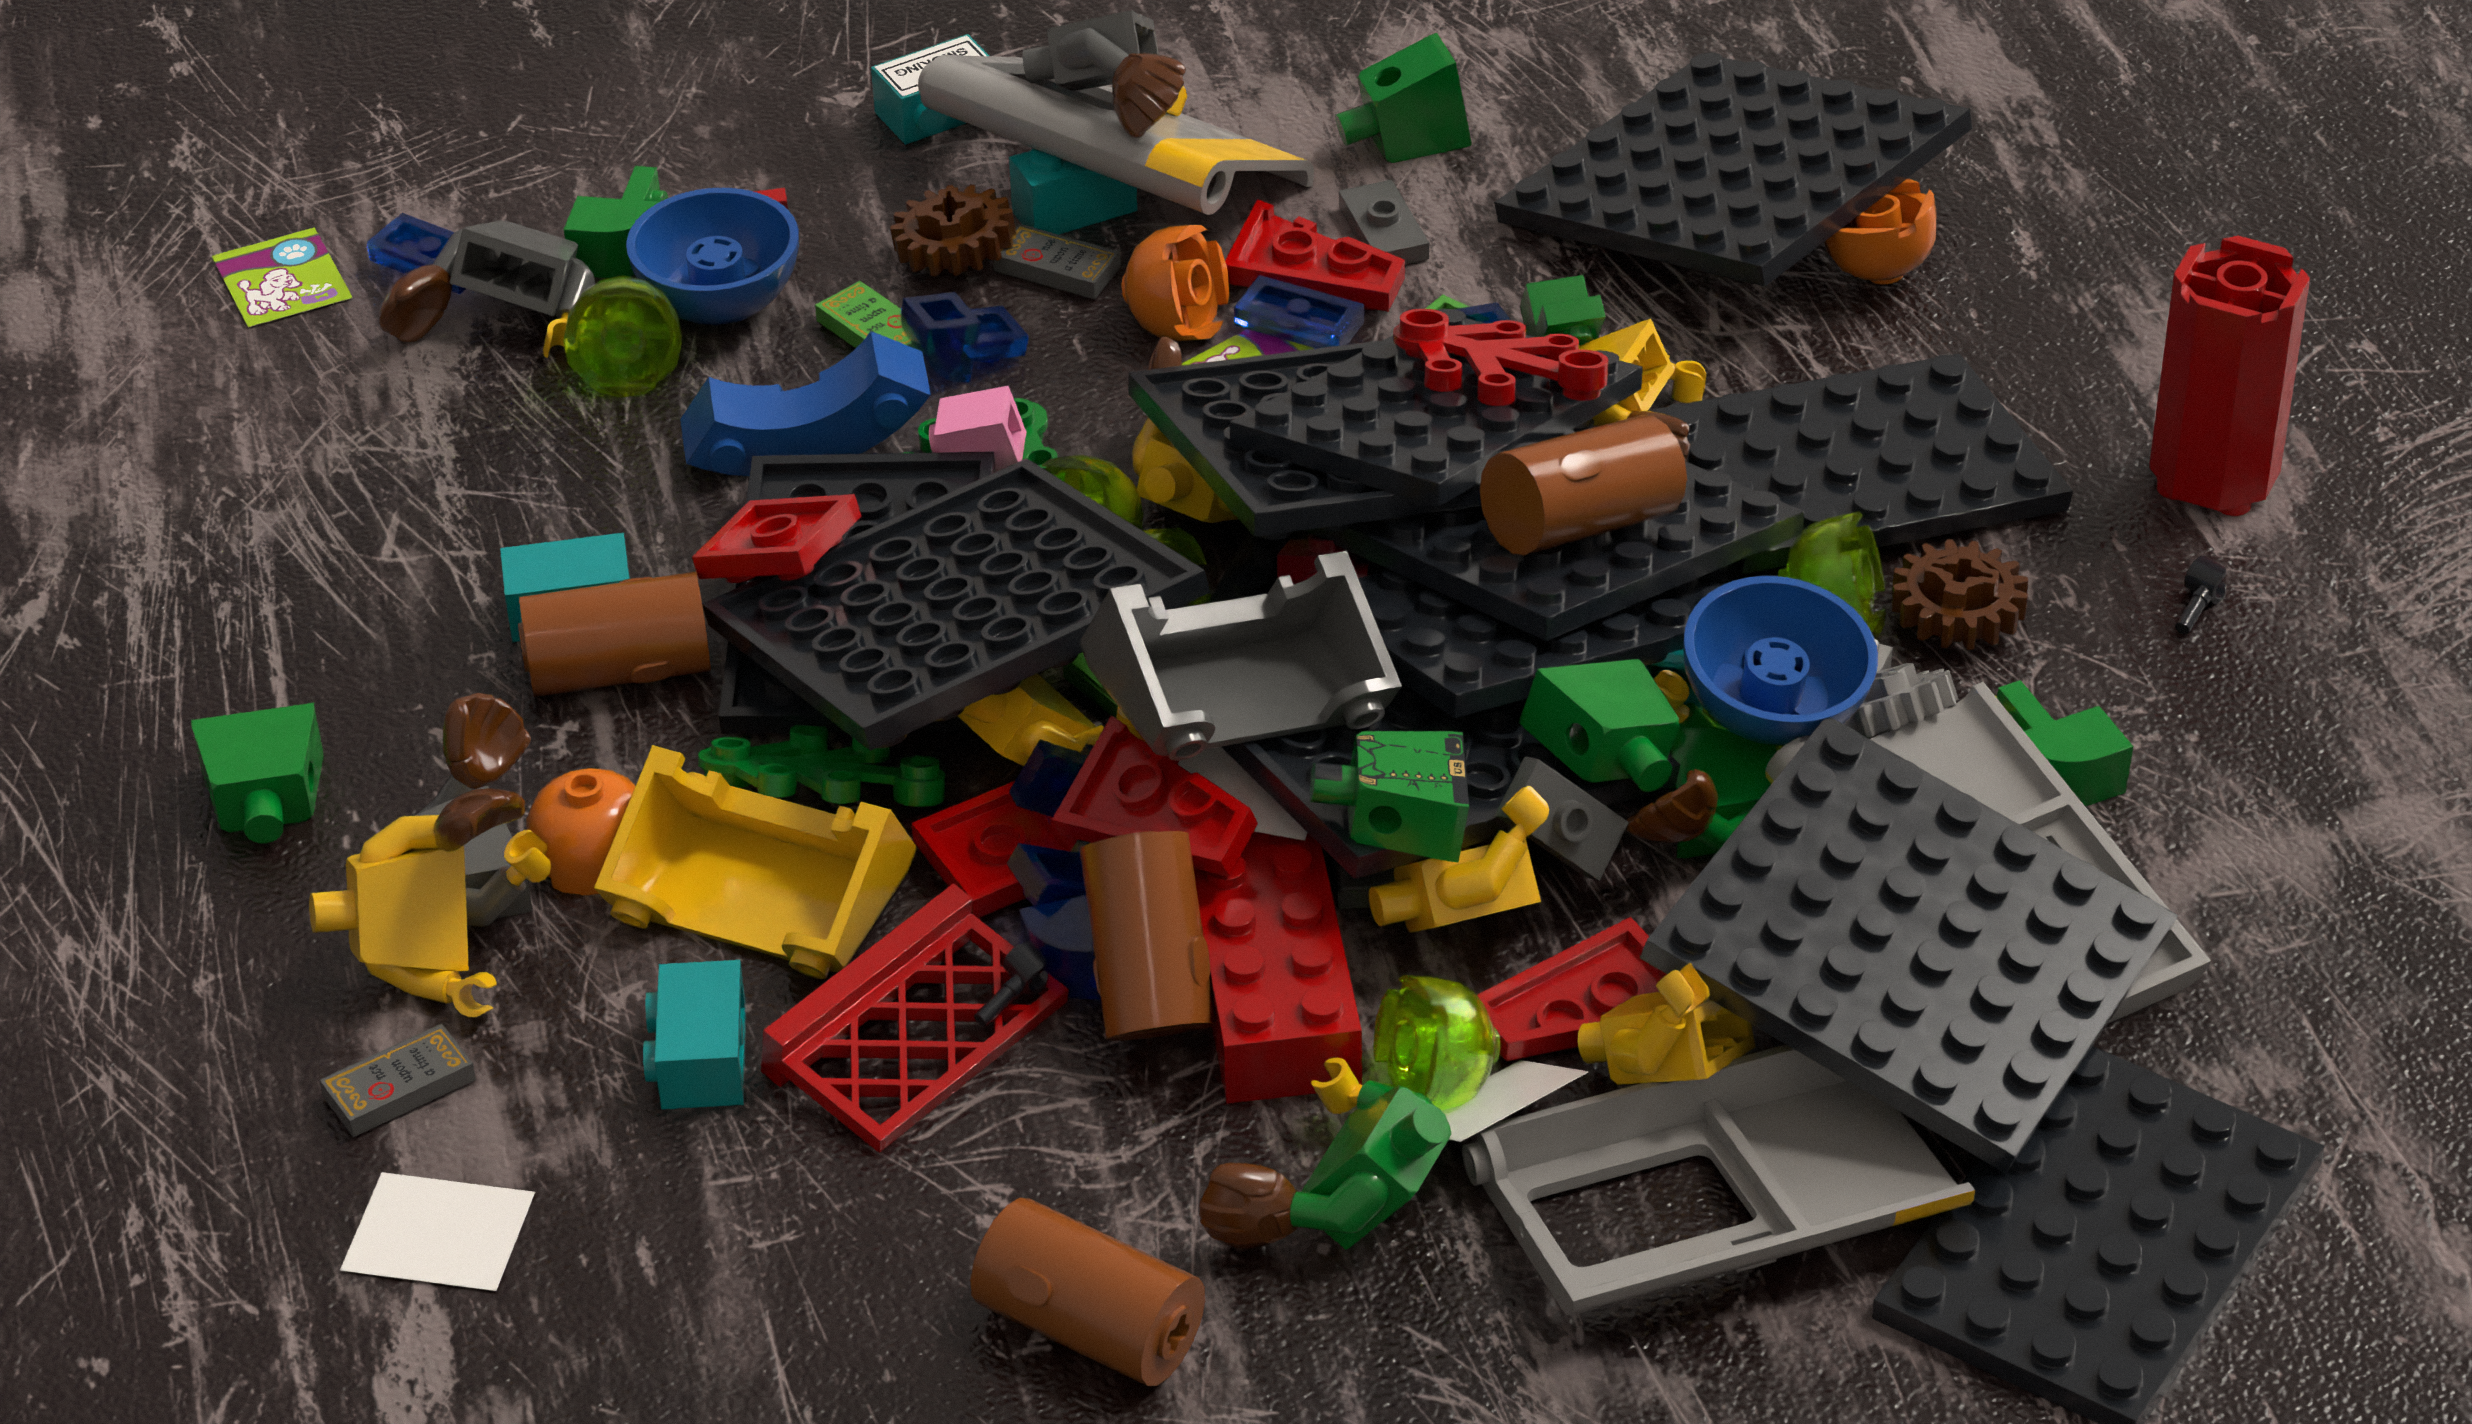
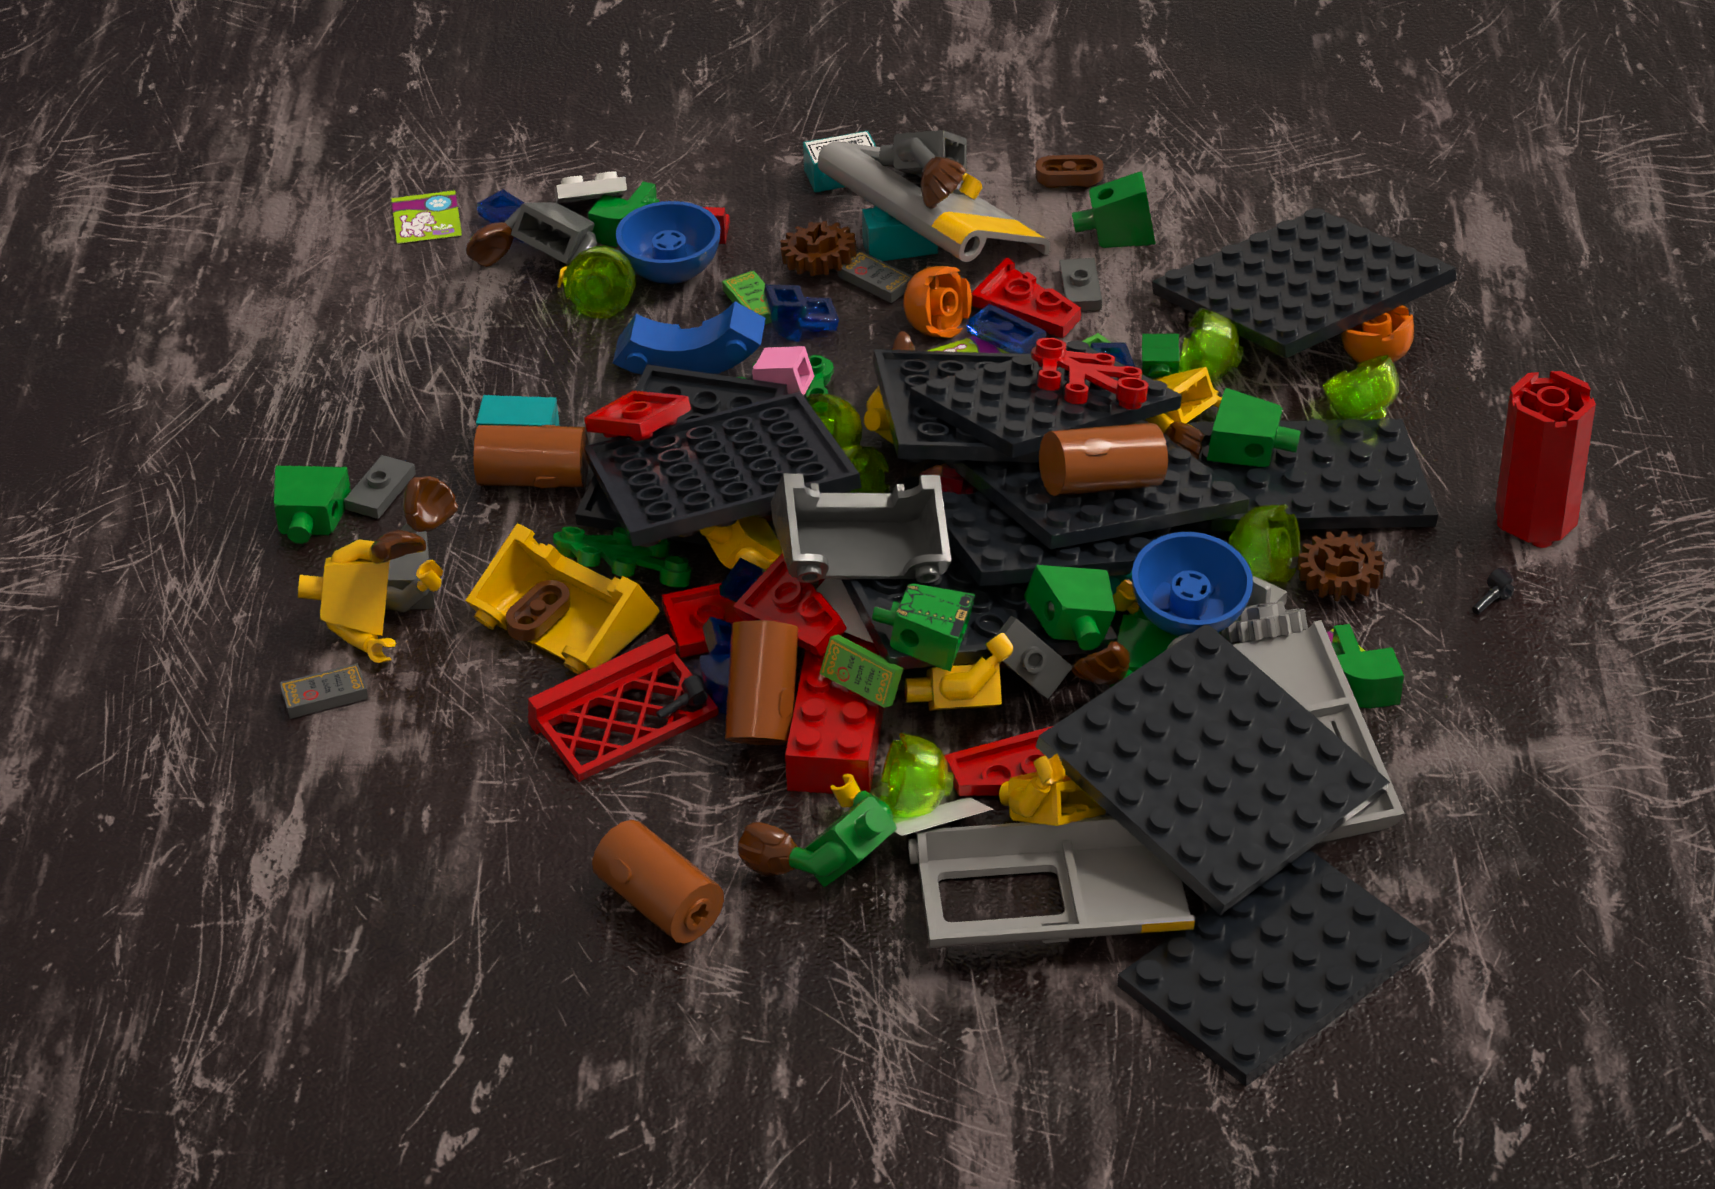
camera: 15 degrees right, 0 degrees up
(368, 726) = (379, 486): none -> dark grey plate
(438, 1231) = (317, 780): white sticker -> none
(528, 193) = (575, 189): none -> white plate
(578, 823) = (467, 561): orange cylinder -> none
(698, 1034) = (496, 695): teal brick -> none
(716, 883) = (537, 610): none -> reddish brown plate
(1299, 51) = (1069, 170): none -> reddish brown plate
(1308, 887) = (861, 671): none -> bright green tile
(1634, 281) = (1211, 345): none -> clear neon green cylinder
(1756, 407) = (1249, 431): none -> green torso
(1893, 317) = (1364, 390): none -> clear neon green cylinder

